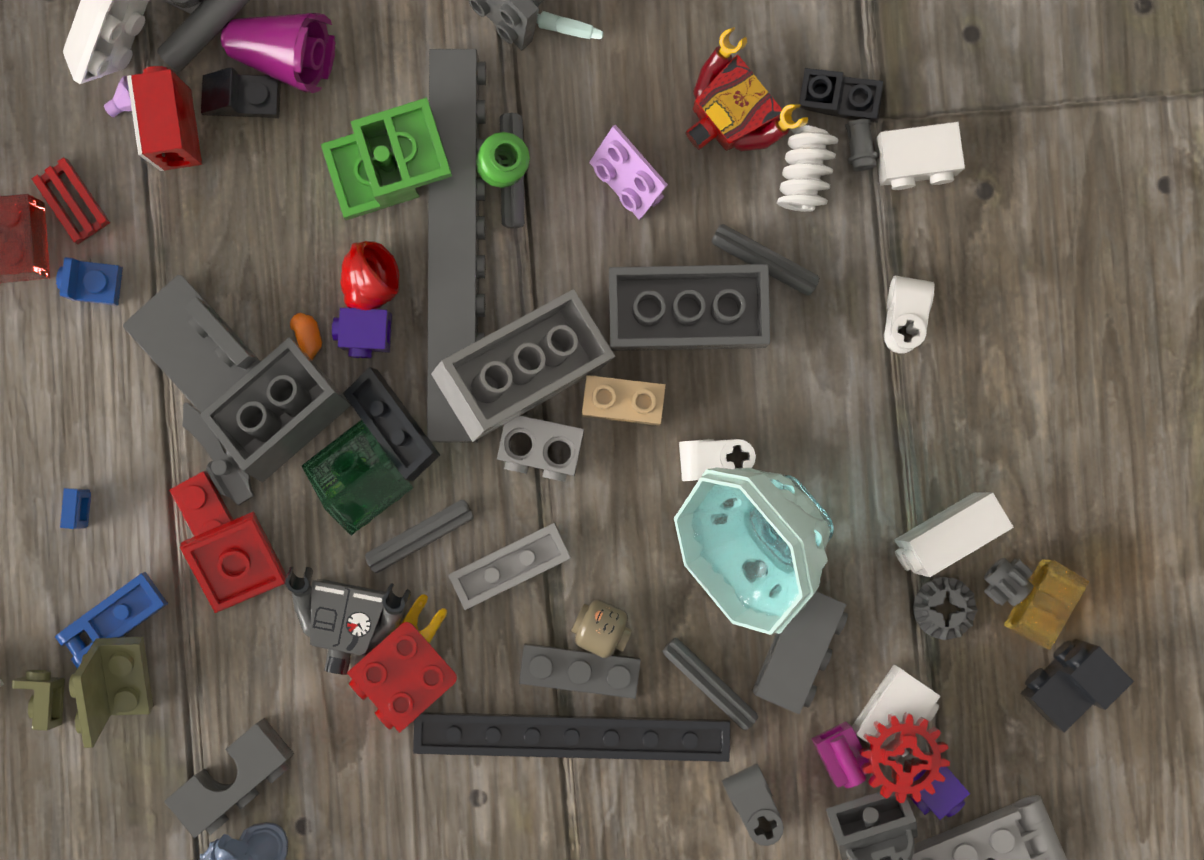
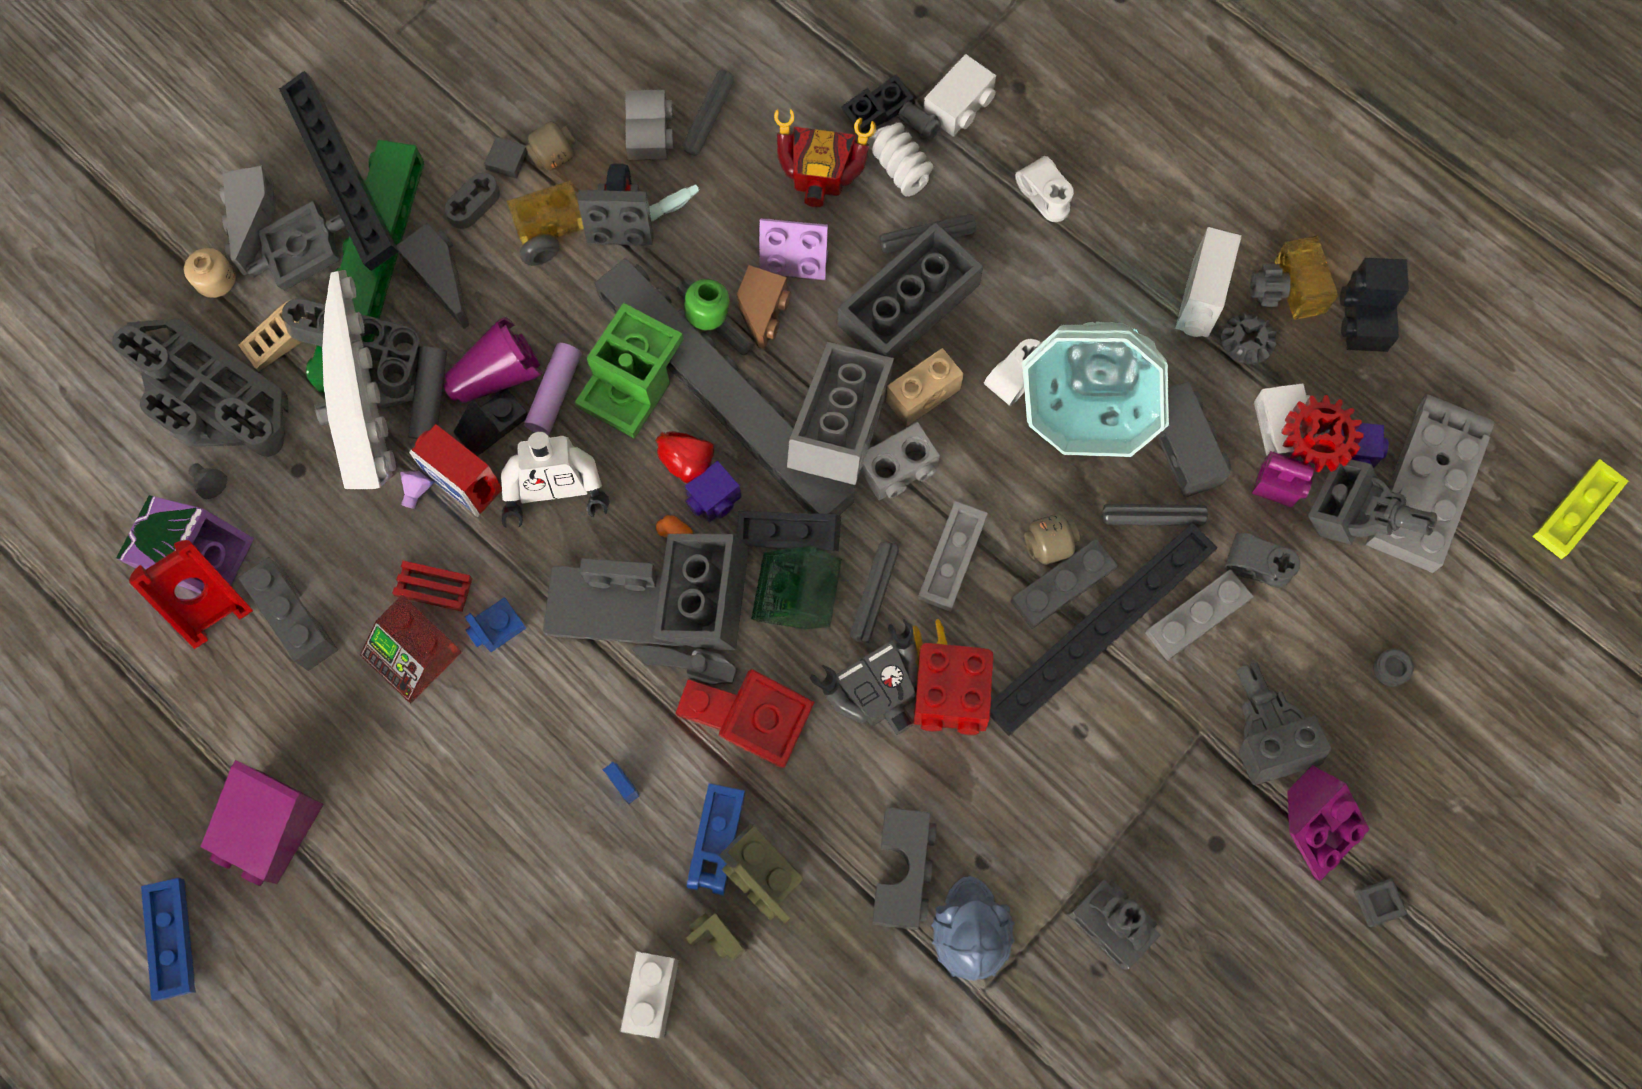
camera: 40 degrees left, 15 degrees down
(242, 190) = (548, 471): none -> white torso
(315, 113) = (553, 388): none -> lavender piece
(559, 193) = (760, 302): none -> medium nougat slope
(663, 797) = (1199, 614): none -> light grey plate

